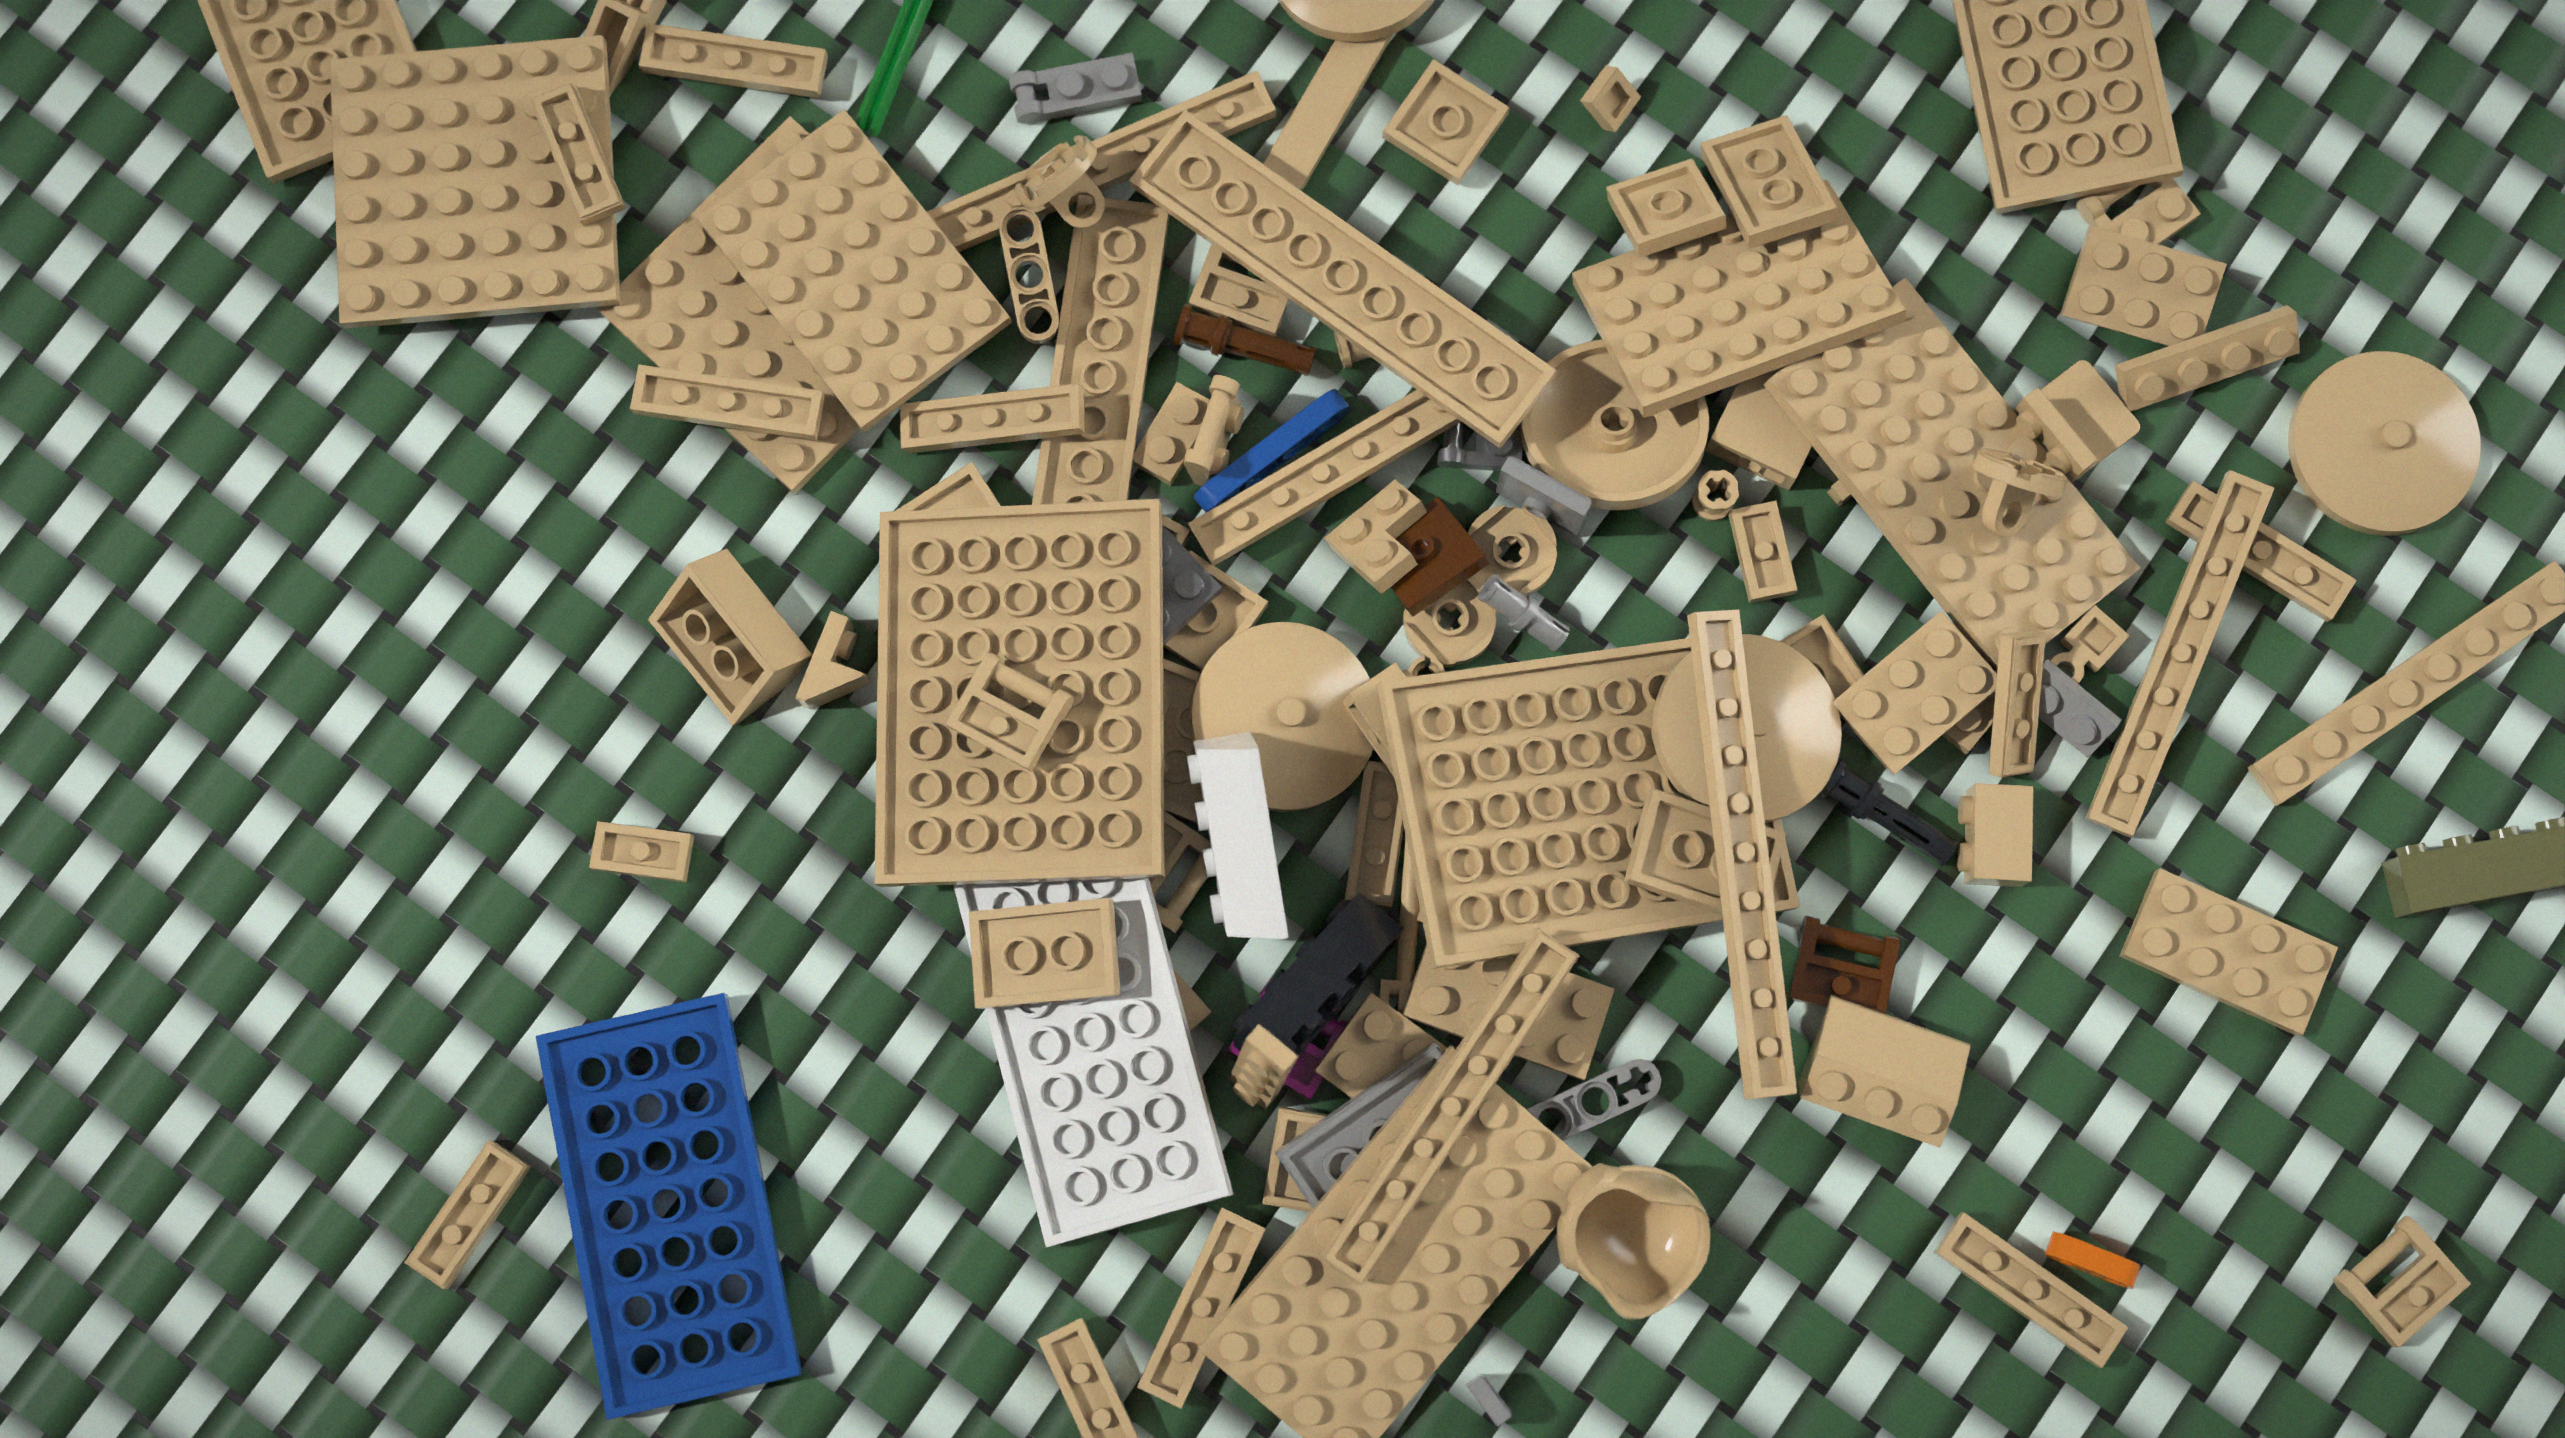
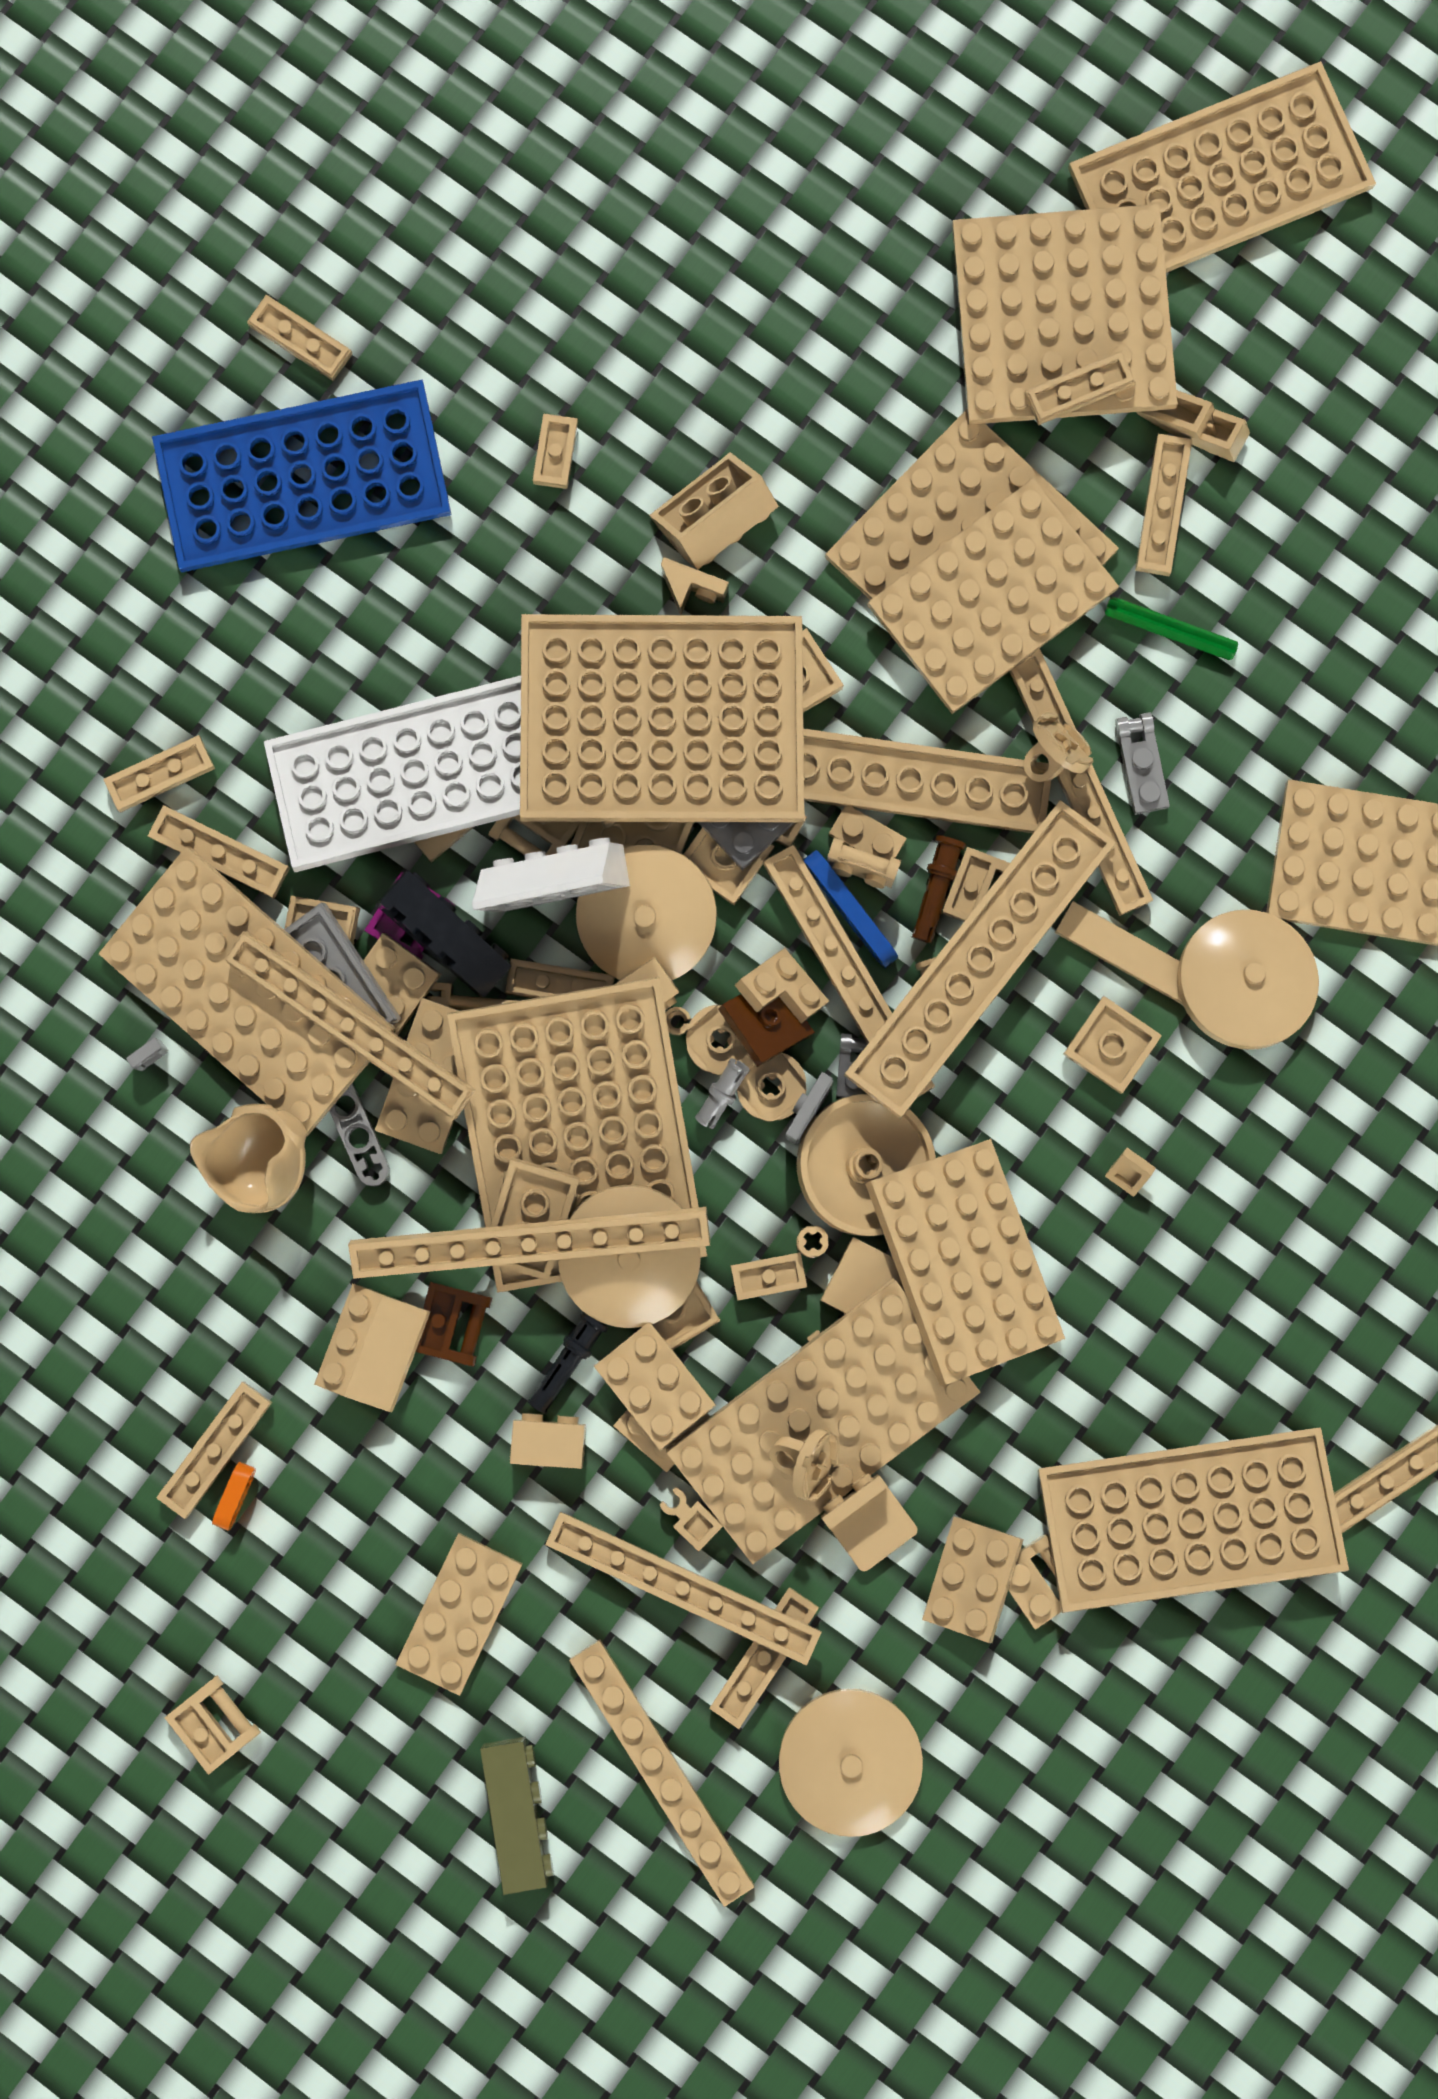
camera: 90 degrees right, 5 degrees up
(727, 402) = (888, 504): tan plate -> none
(992, 418) = (876, 699): tan plate -> none
(1000, 724) = (632, 702): tan plate -> none
(1032, 253) = (970, 722): tan beam -> none
(1044, 953) = (469, 736): tan plate -> none
(1261, 1068) = (376, 886): tan plate -> none
(1666, 207) = (1039, 1210): tan plate -> none
(1768, 181) = (1058, 1289): tan plate -> none
(2016, 703) = (644, 1459): tan tile -> none
(2074, 711) = (643, 1501): light grey plate -> none
(2208, 358) = (917, 1627): tan plate -> none

